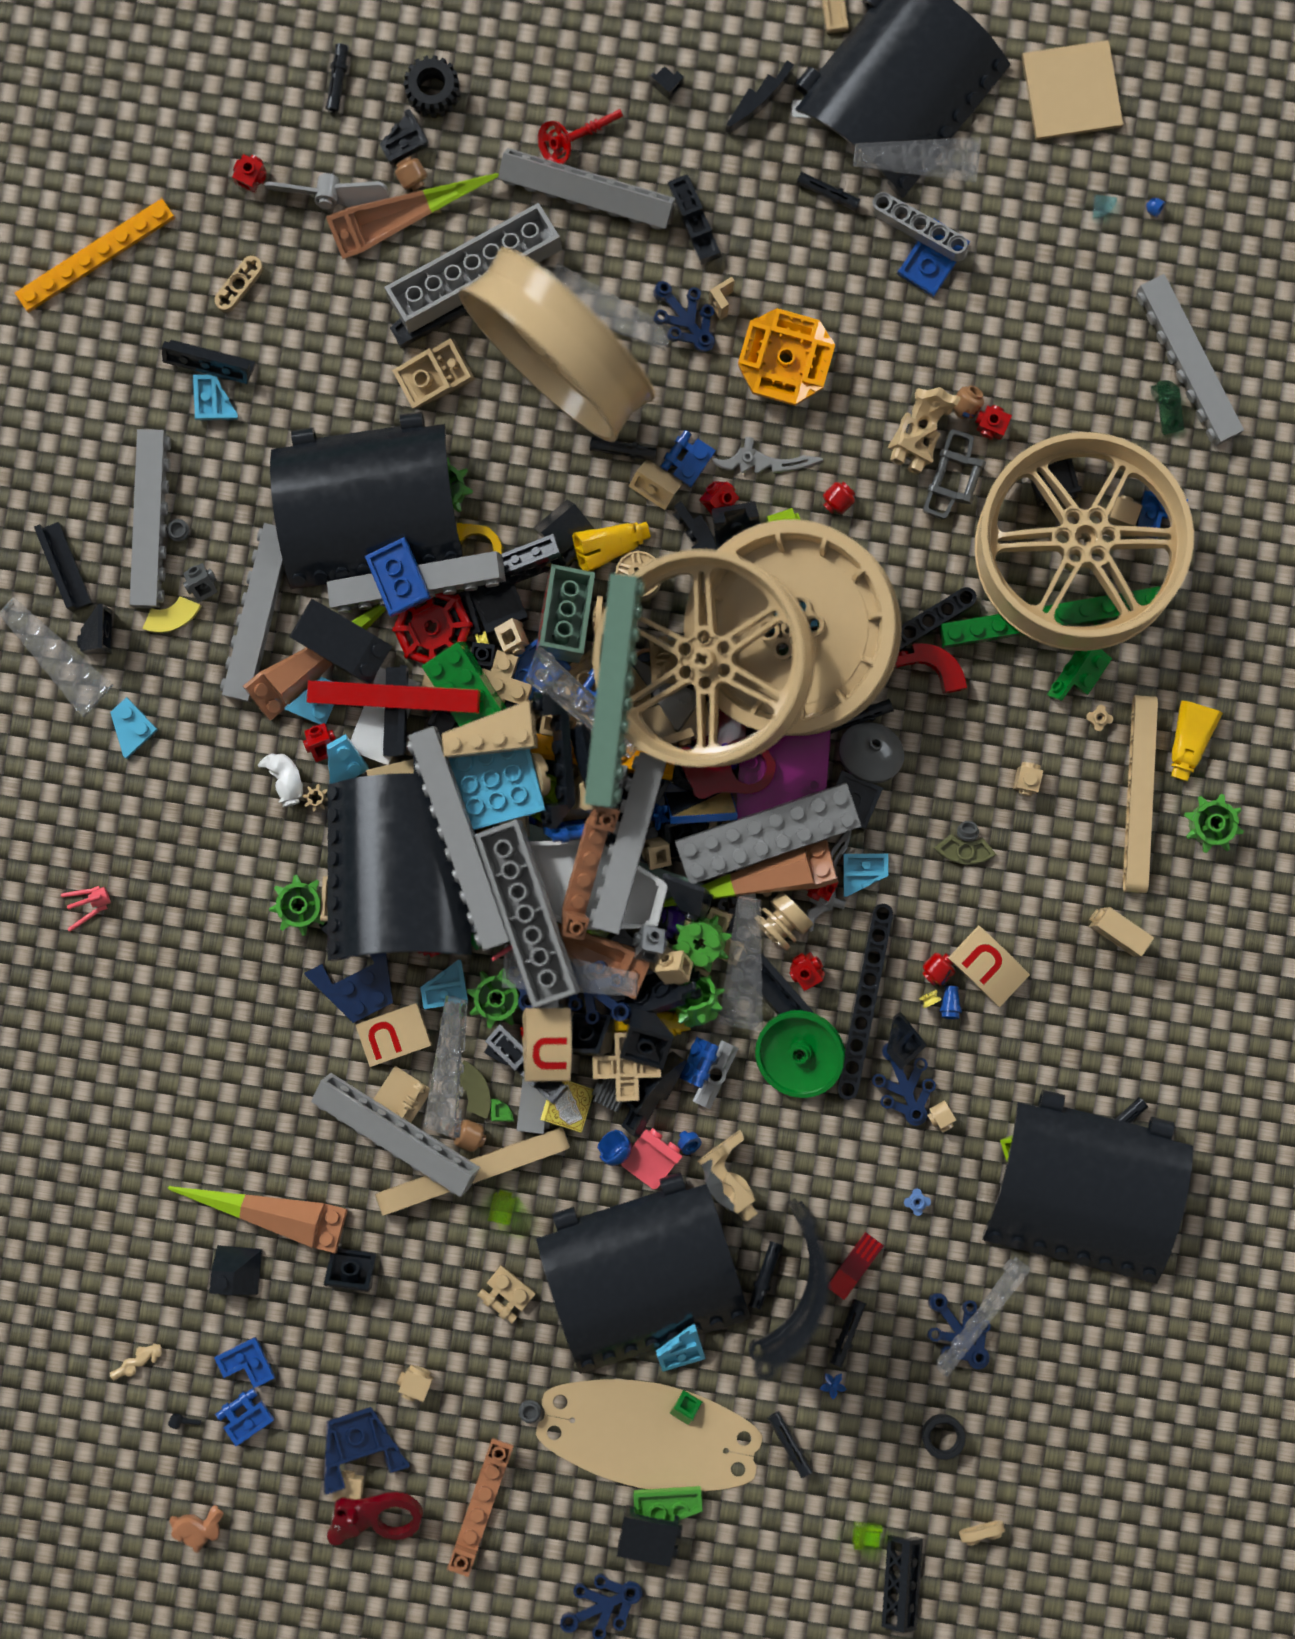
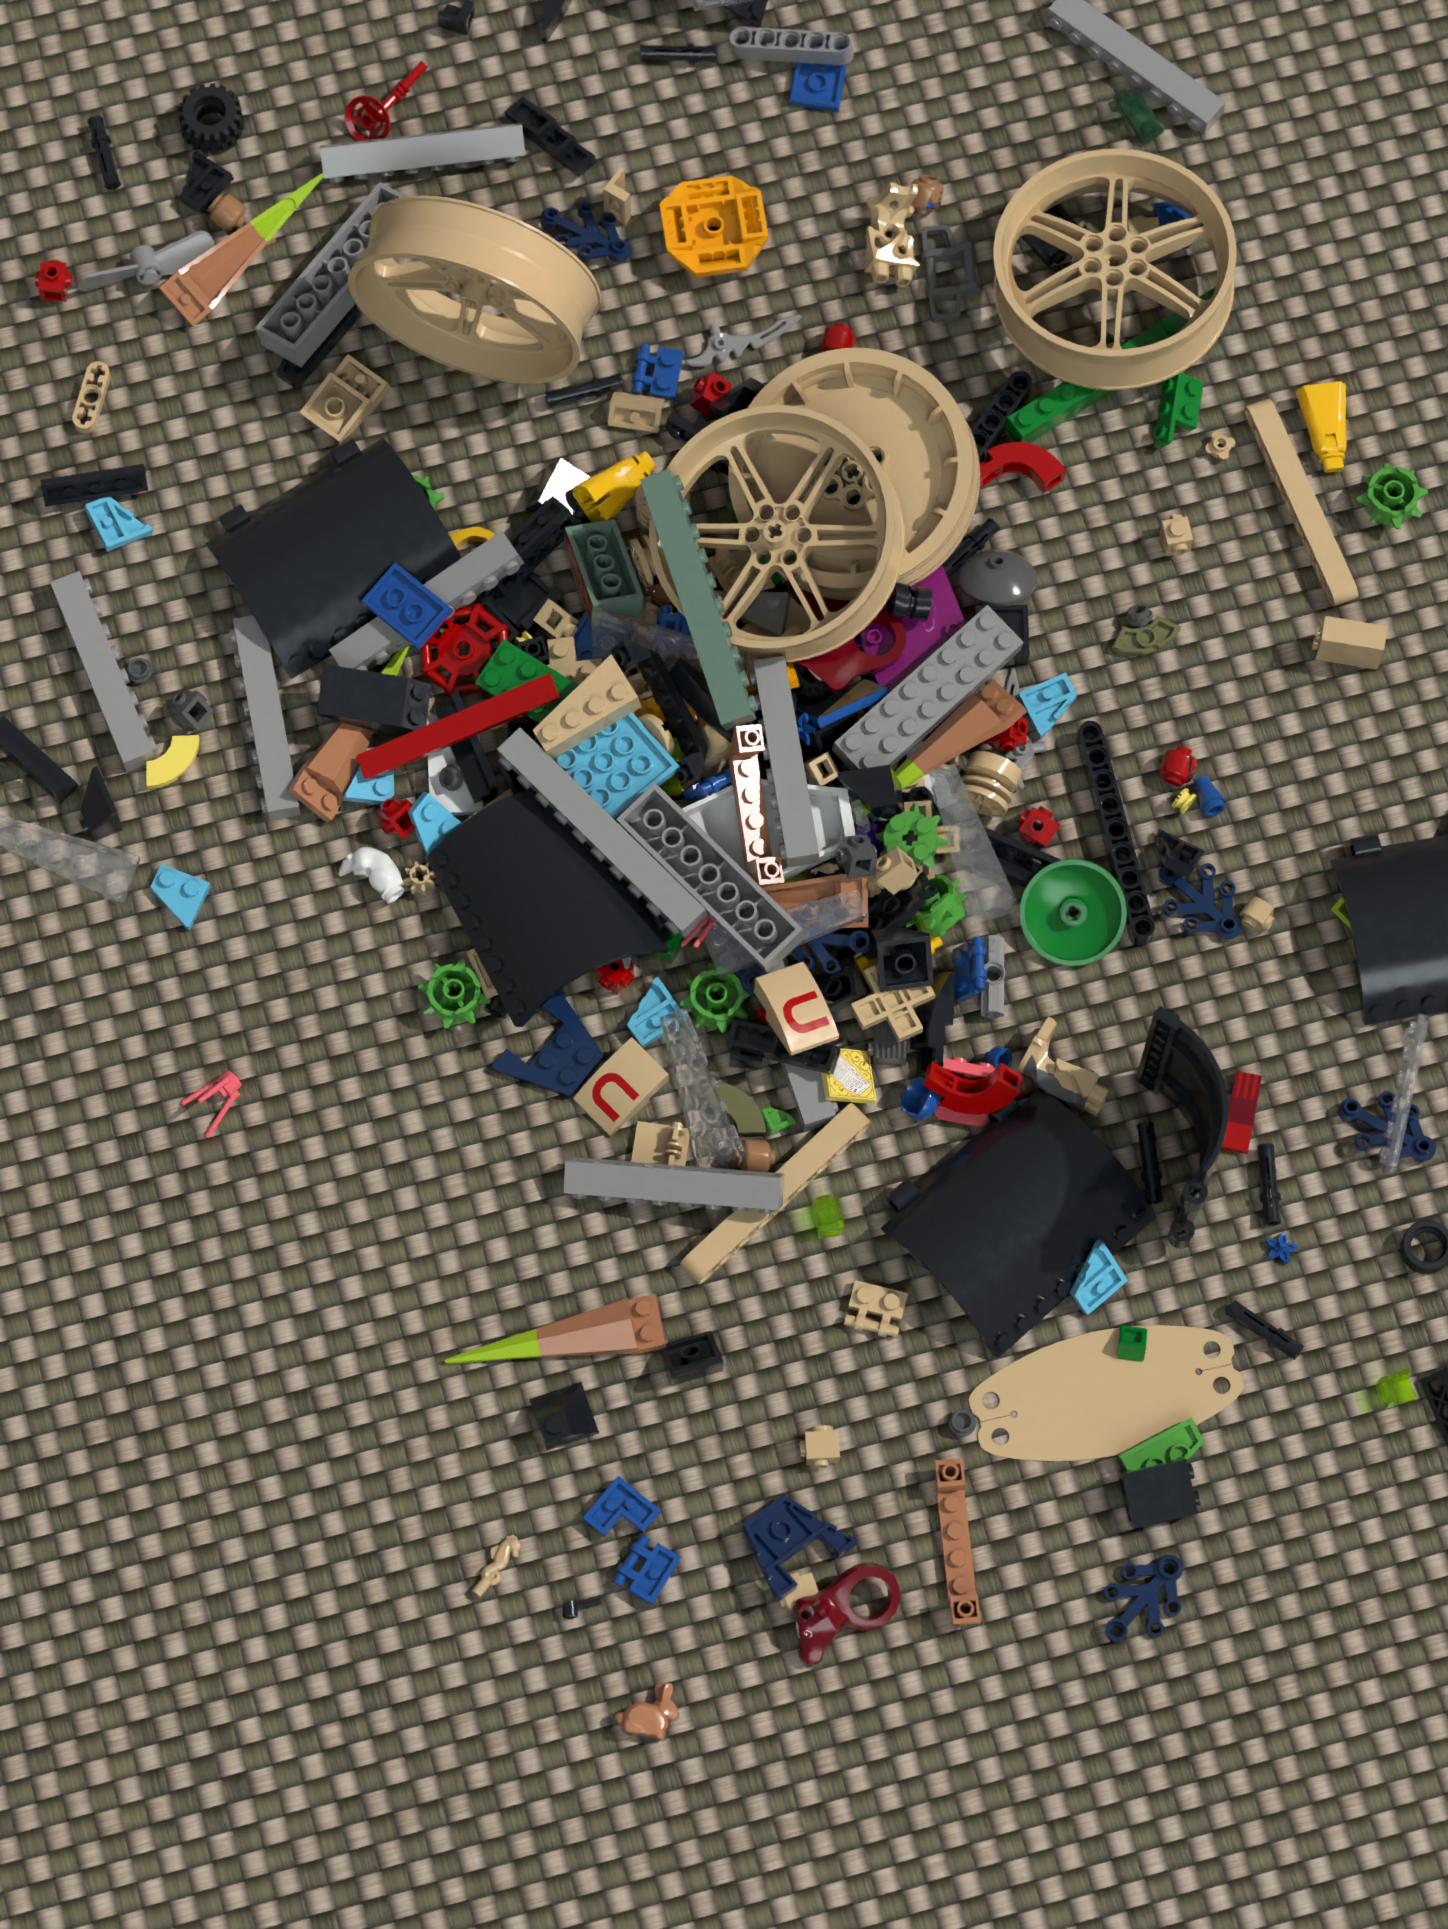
camera: 25 degrees left, 15 degrees down
(374, 729) = (451, 777): none -> dark grey plate
(653, 1167) = (976, 1095): none -> red arch
(669, 908) = (860, 817): none -> clear tile
(790, 752) = (910, 602): none -> black wheel
(923, 1202) = (1275, 1023): medium blue plate -> none
(988, 966) = (1229, 738): tan slope -> none
(998, 417) = (962, 202): red brick -> none

